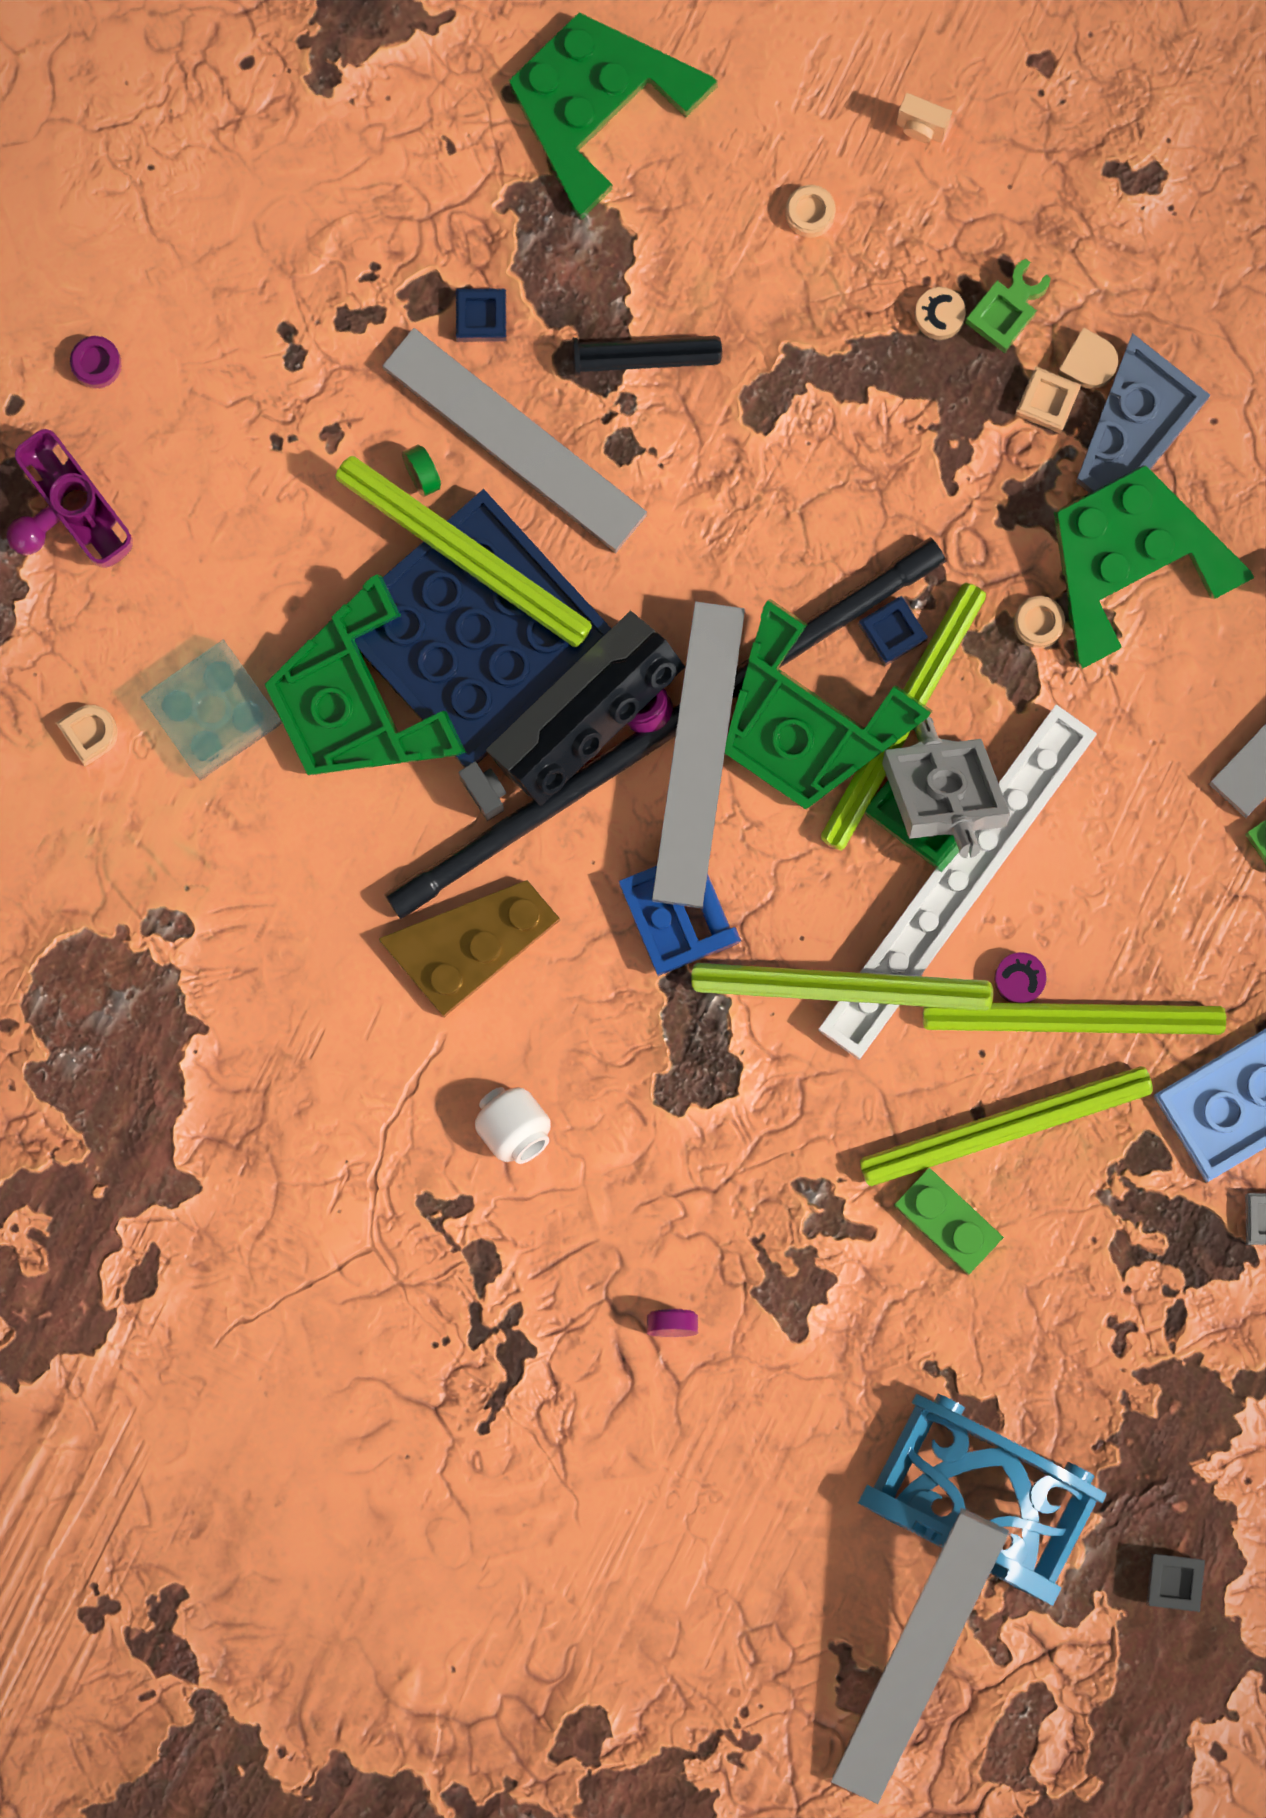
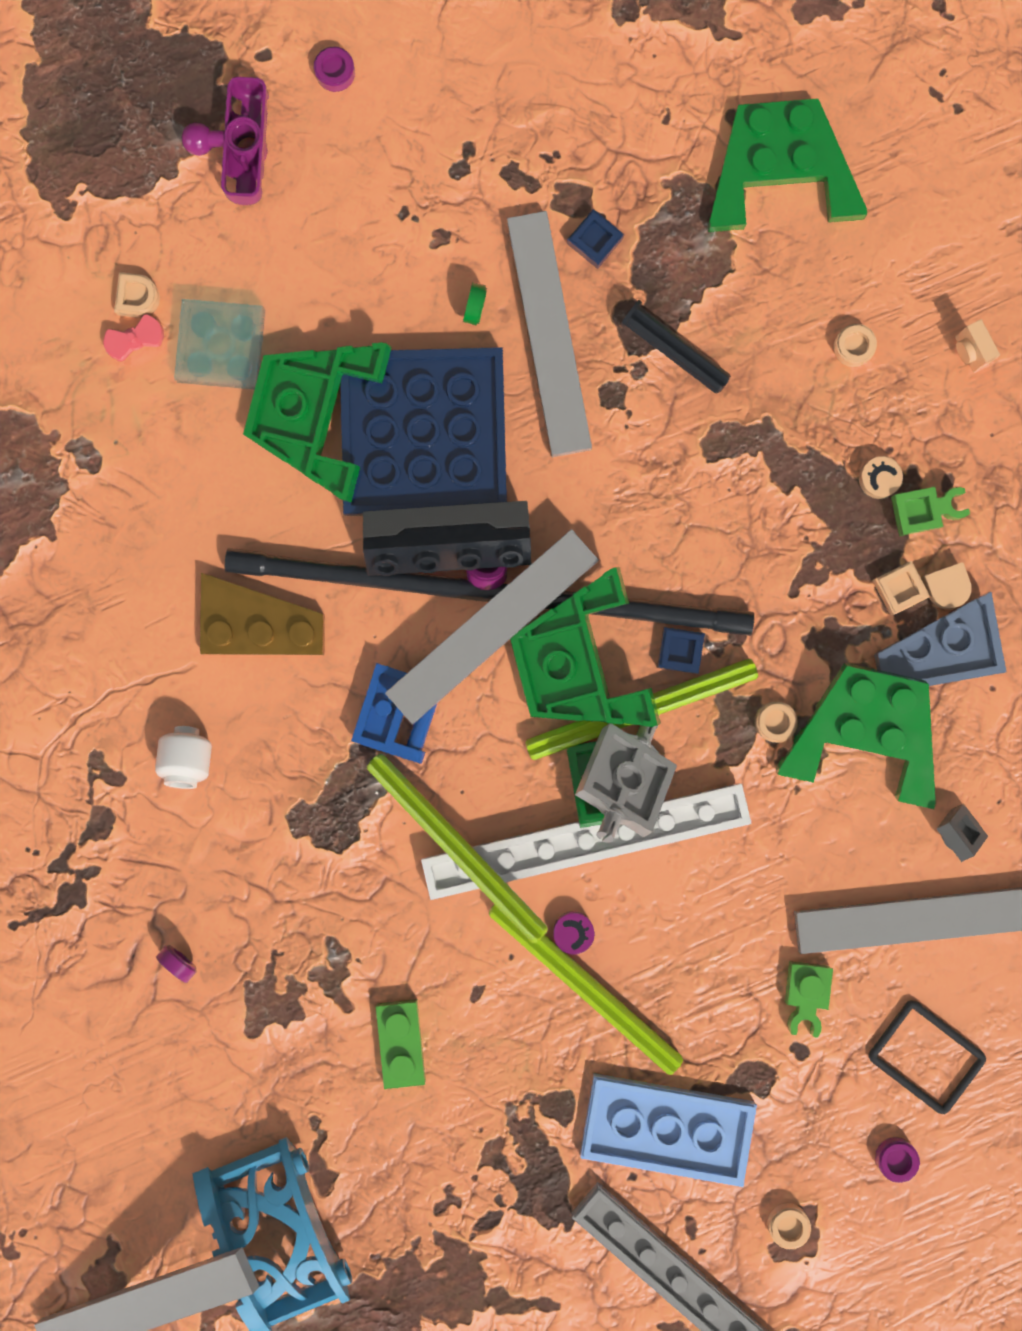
camera: 40 degrees right, 5 degrees up
(114, 790) = (121, 344): none -> coral piece
(463, 551) = (455, 375): lime axle -> none
(484, 789) = (342, 535): dark grey plate -> none
(1006, 1126) = (486, 1016): lime axle -> none

